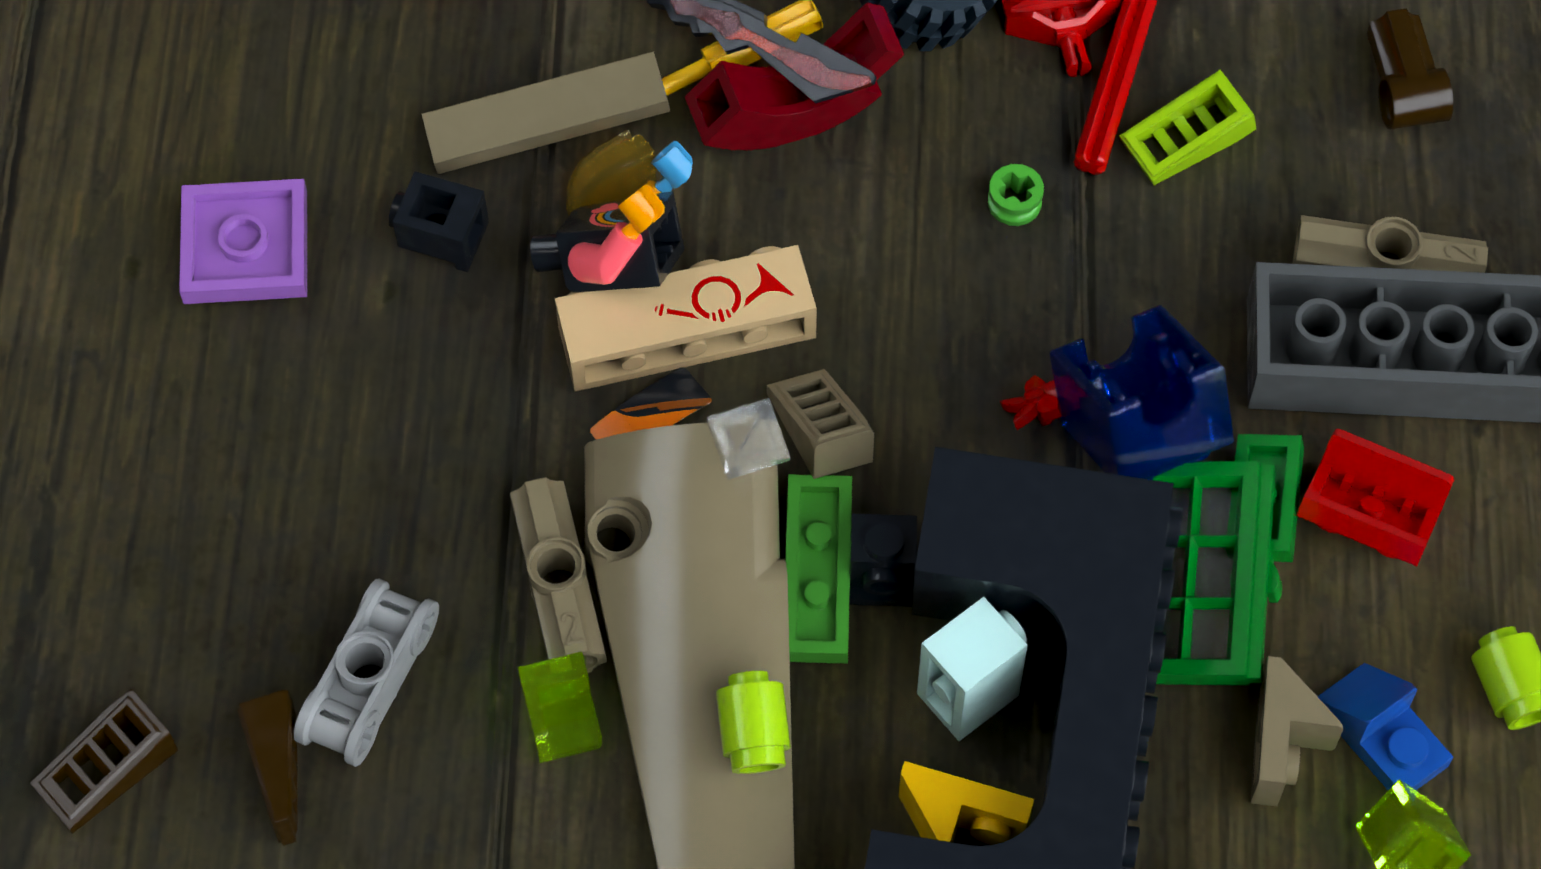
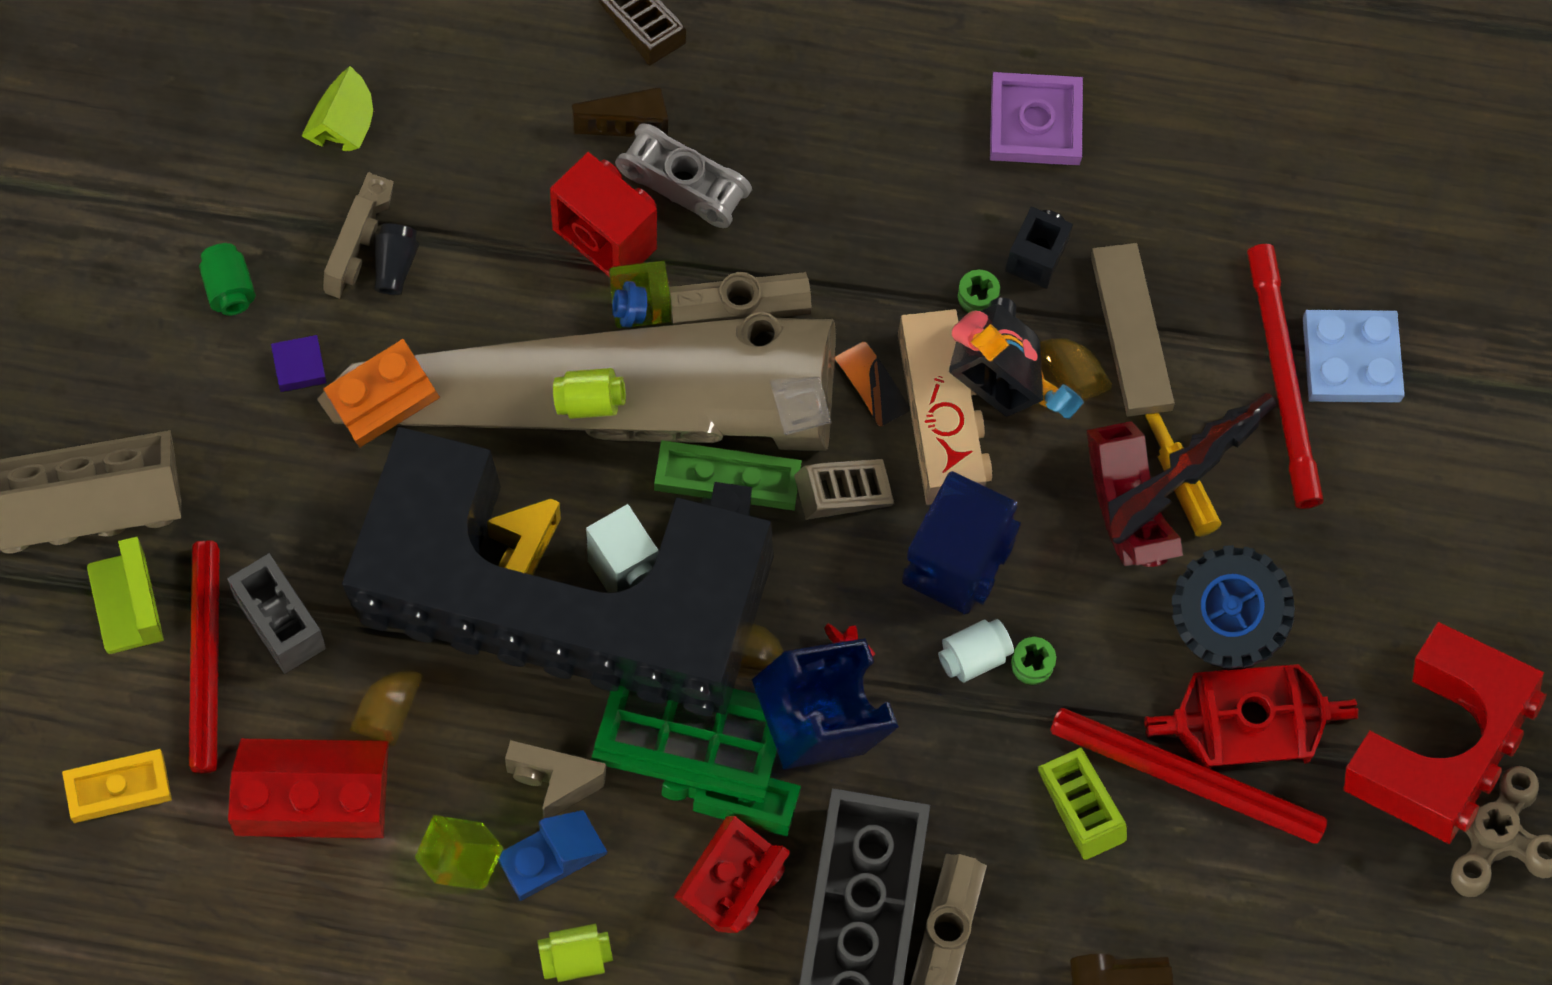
camera: 90 degrees right, 5 degrees up
(457, 753) = (603, 215): none -> red brick
(517, 281) = (985, 280): none -> bright green bush
(581, 713) = (630, 304): none -> blue plate
(889, 266) = (961, 543): none -> clear blue piece
(1018, 252) = (975, 650): none -> light aqua brick

